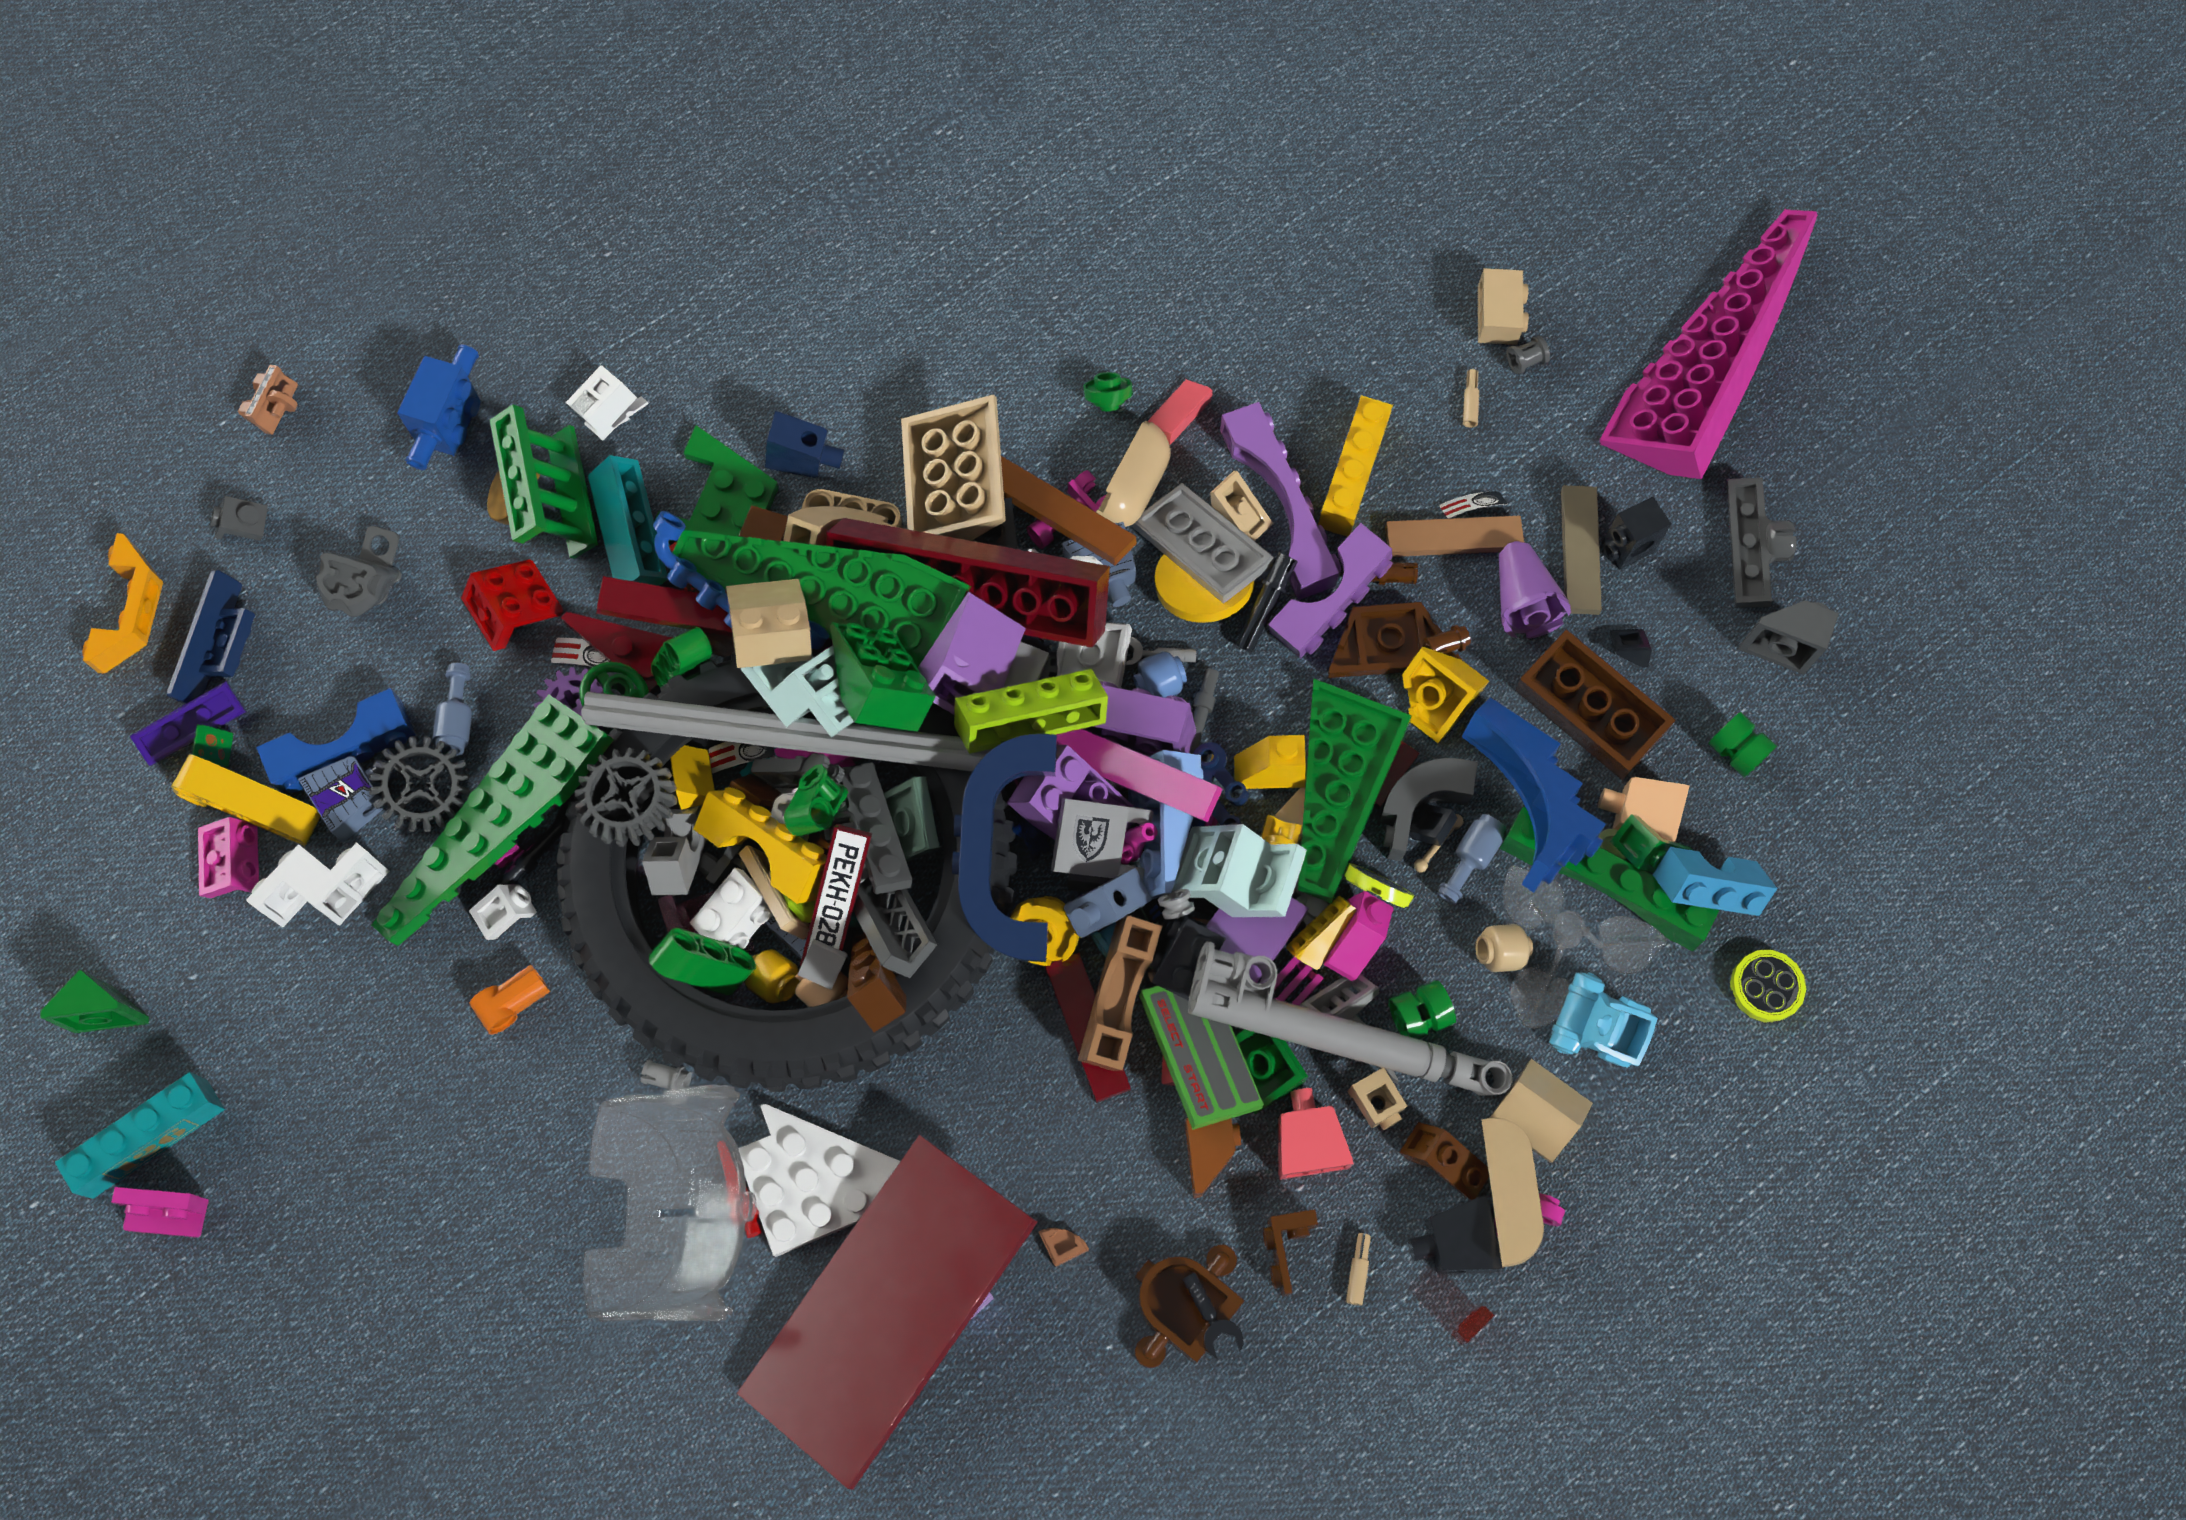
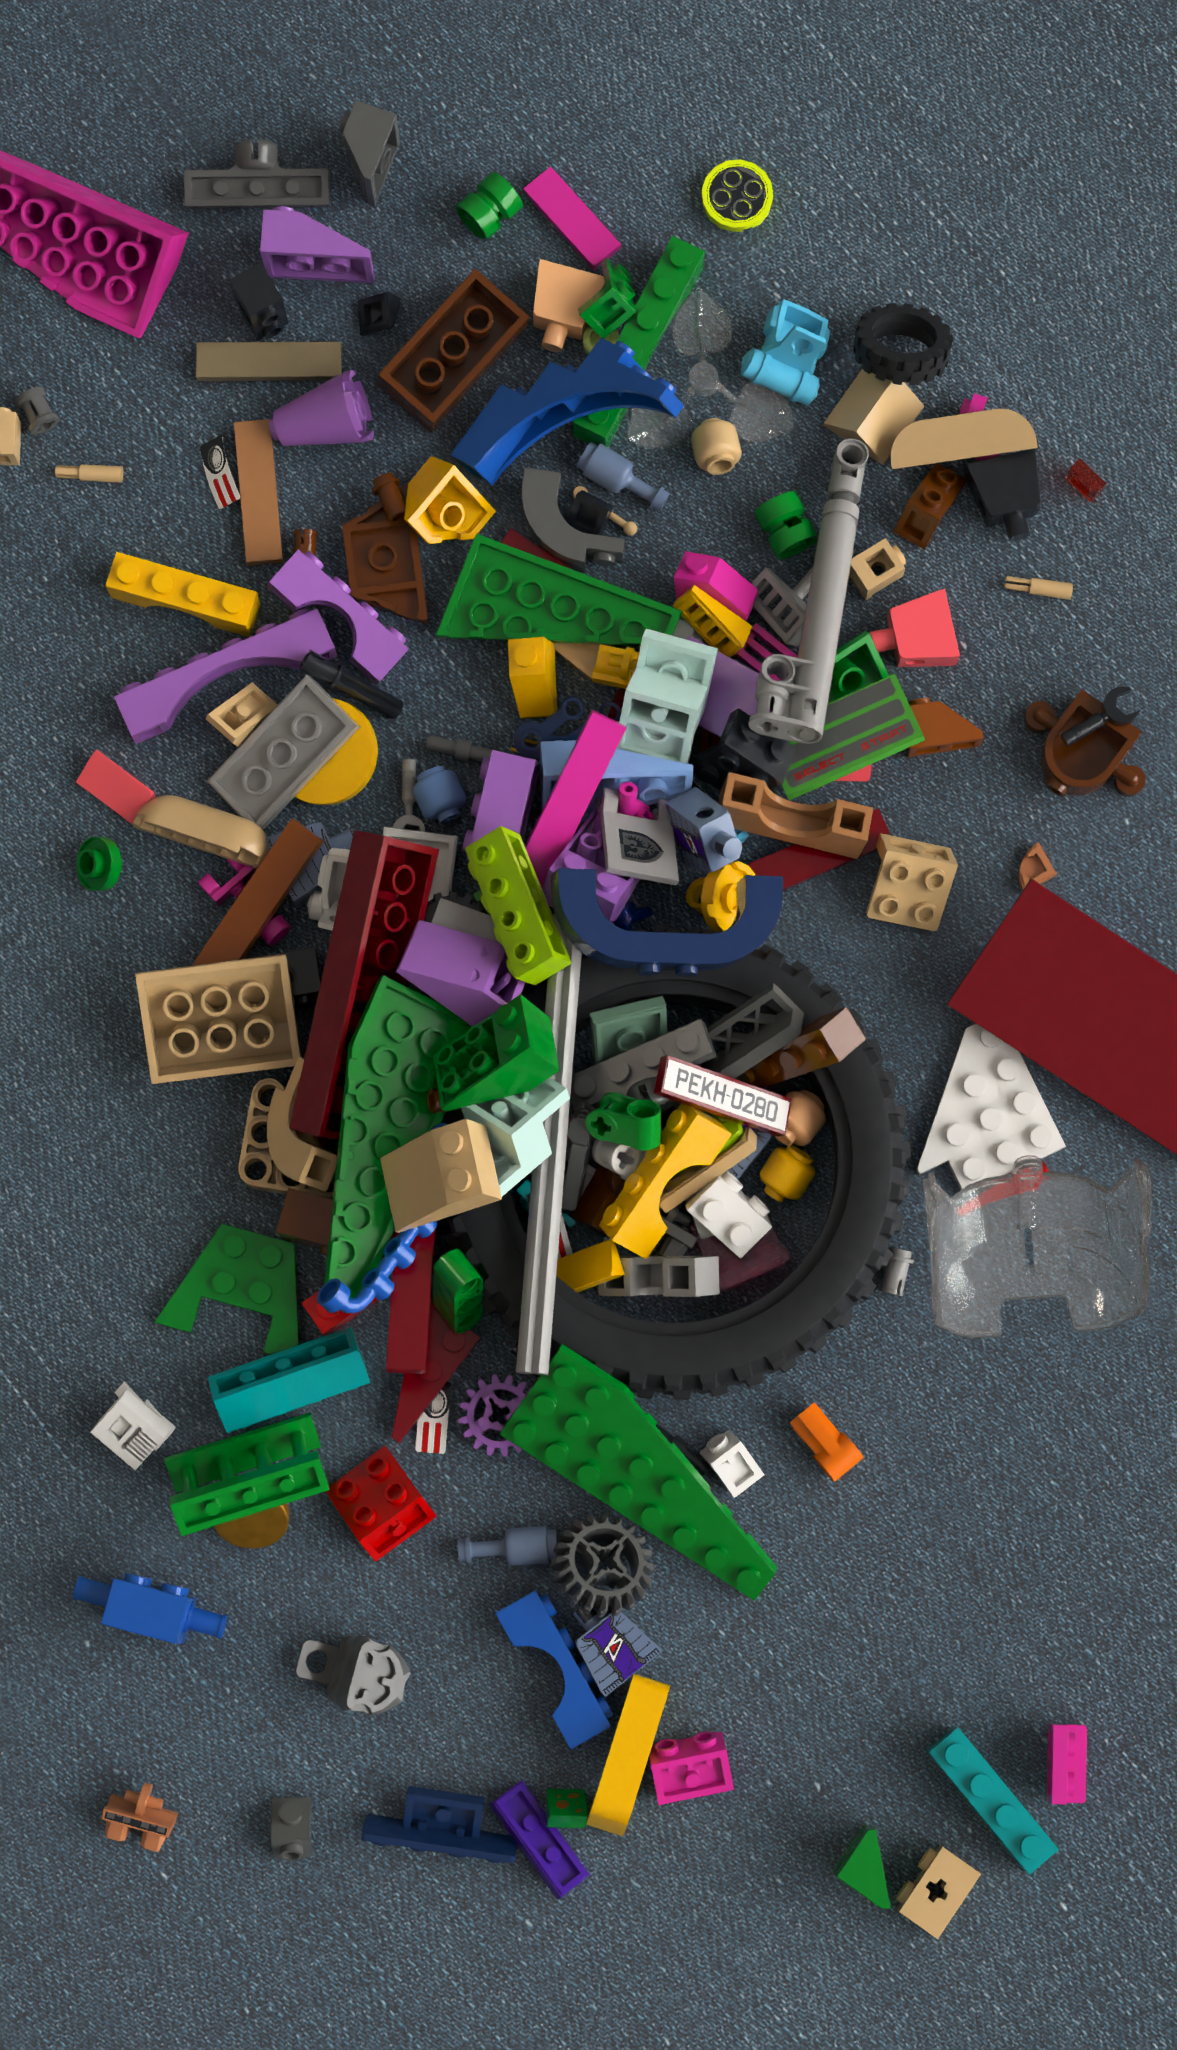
camera: 90 degrees left, 10 degrees up
(48, 1073) = (936, 1912): none -> tan brick
(111, 647) = (454, 1948): light orange slope -> none
(306, 879) = (720, 1656): white bracket -> none
(612, 804) = (611, 1290): dark grey gear -> none
(622, 682) = (488, 1351): green piece -> none
(702, 961) = (790, 1231): green beam -> none
(799, 447) = (183, 1209): dark blue torso -> none
(822, 964) = (785, 1109): light grey tile -> none
(1053, 1114) = (911, 882): none -> tan bracket
(1176, 904) = (705, 758): light grey bush -> none
(1296, 1226) = (1004, 645): reddish brown bracket -> none
(1378, 885) = (659, 568): neon yellow tile -> none
(1587, 1142) = (897, 365): none -> black tyre
(1687, 571) = (307, 250): none -> medium lavender slope
(1736, 887) = (646, 219): dark azure arch -> none
(1737, 823) = (572, 218): none -> dark pink tile

